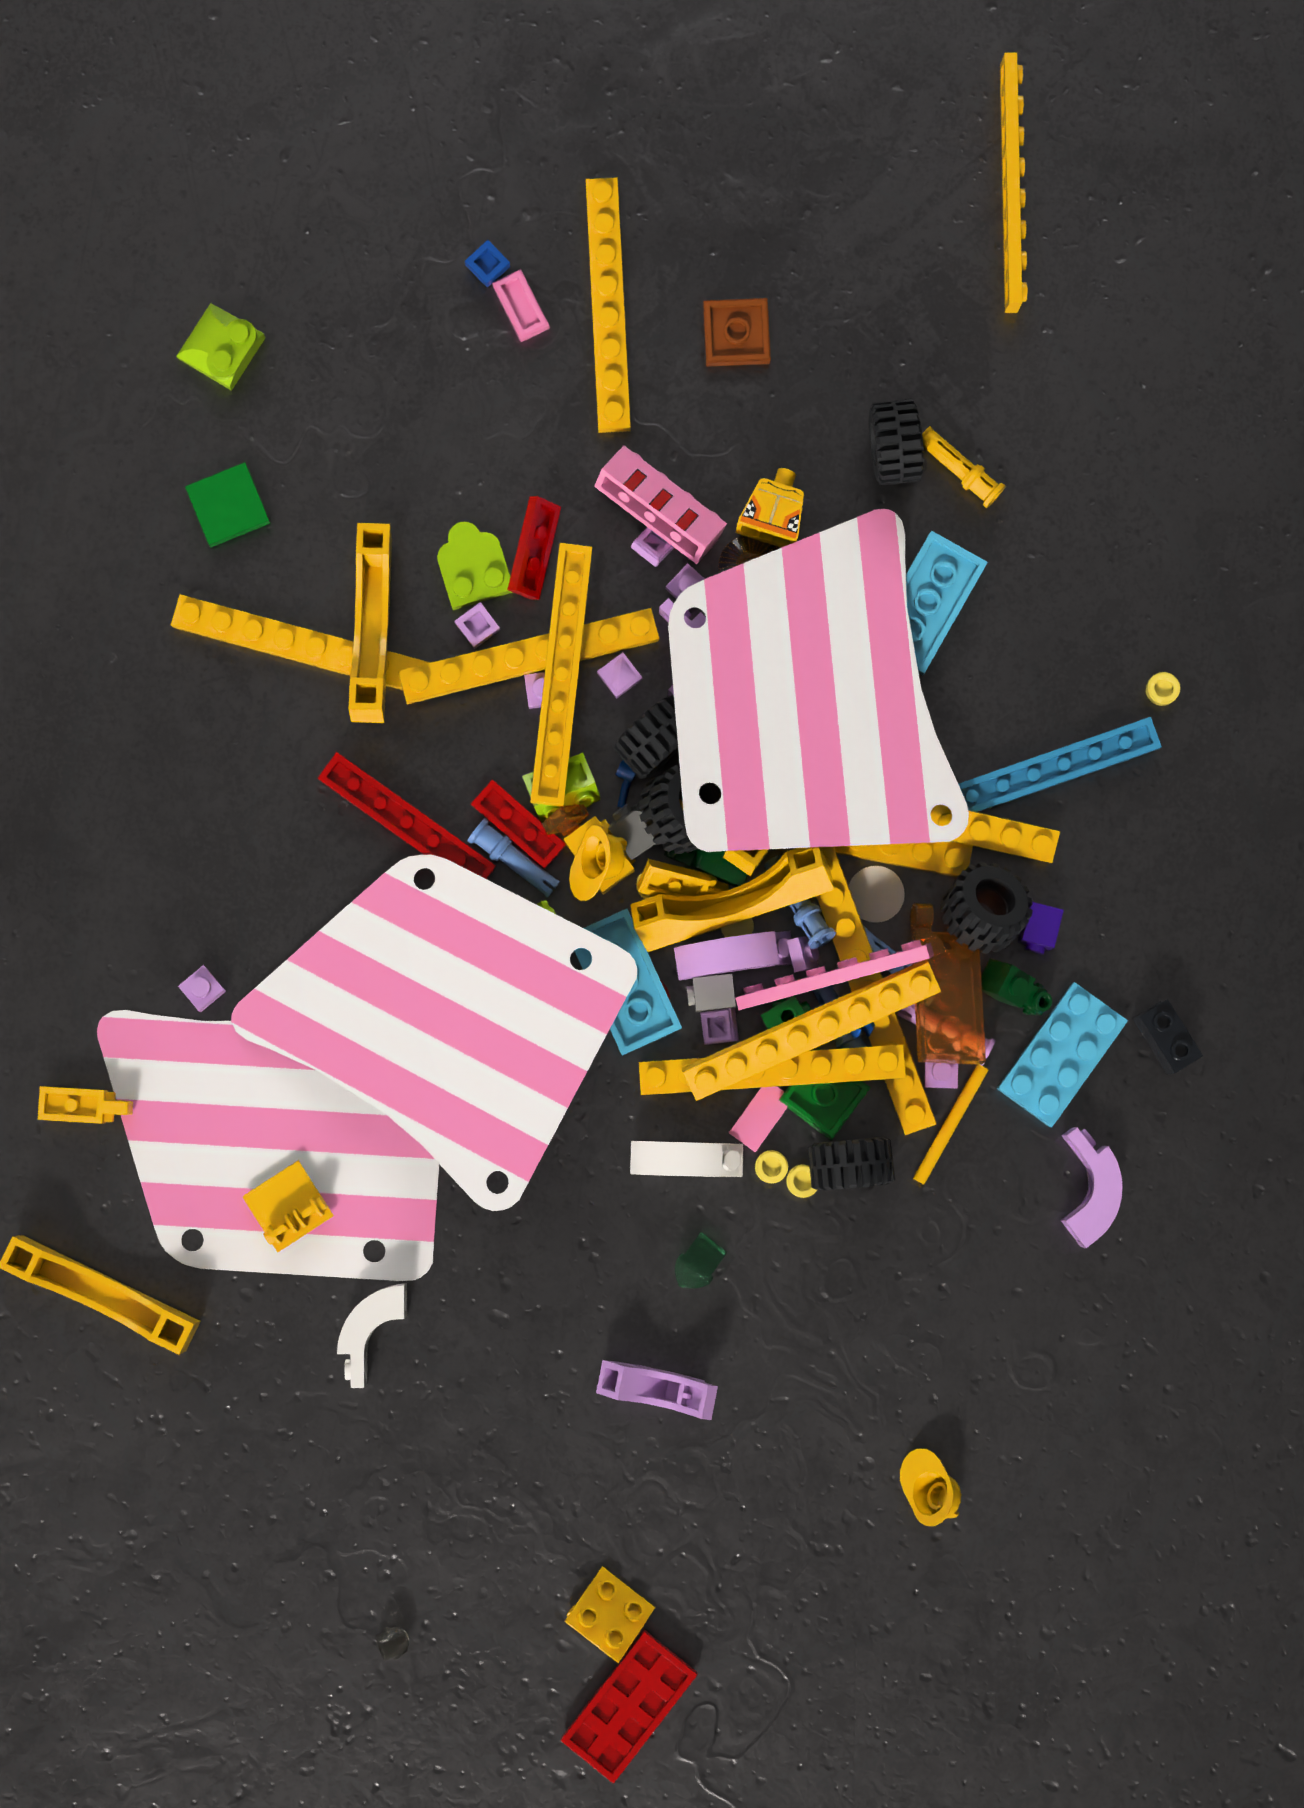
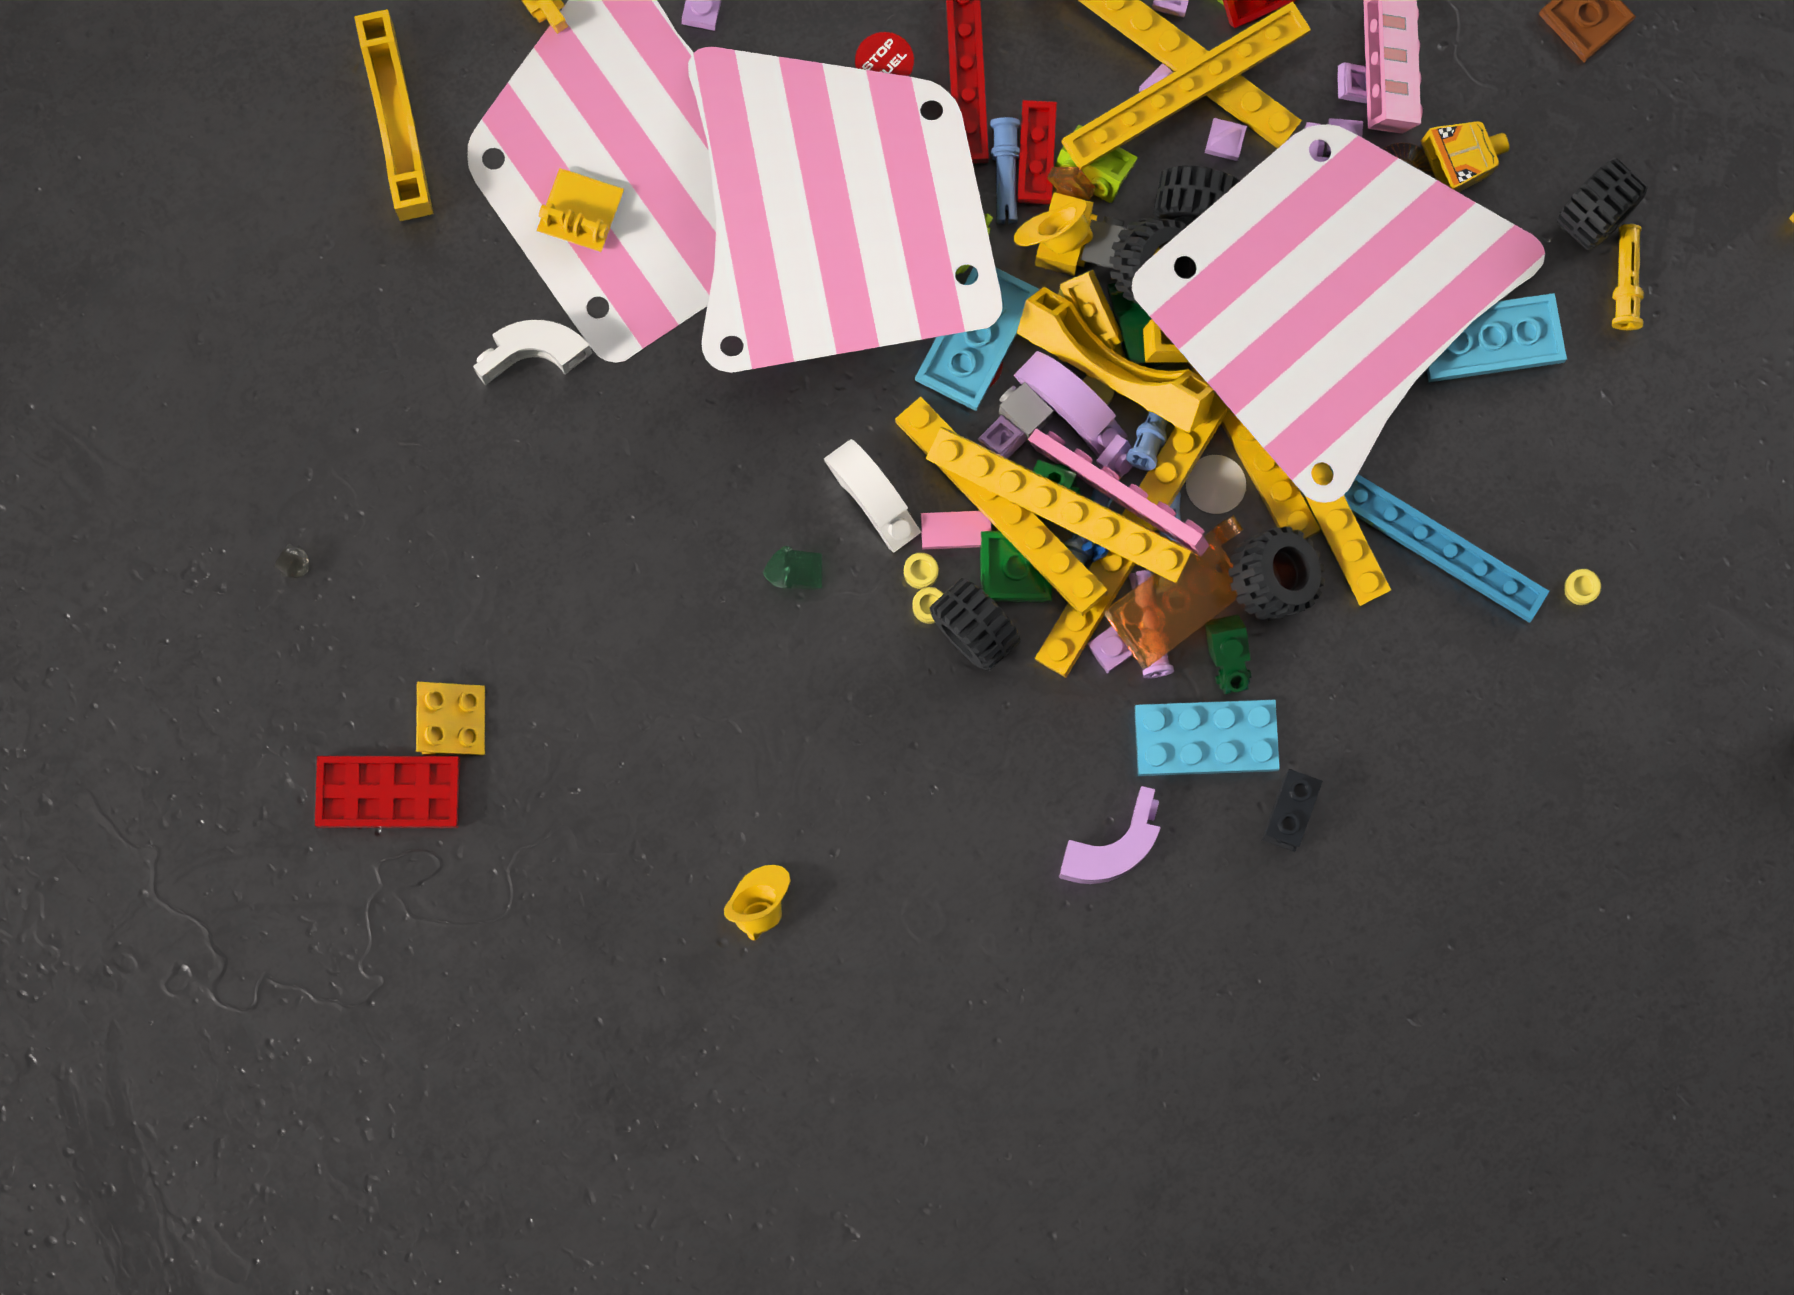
camera: 55 degrees right, 5 degrees down
(349, 877) = (885, 54): none -> red sticker
(628, 776) = (1148, 206): blue hand -> none
(657, 1388) = (664, 610): lavender arch -> none
(950, 1124) = (1074, 690): yellow bar -> none
(1042, 928) = (1297, 635): dark purple brick -> none

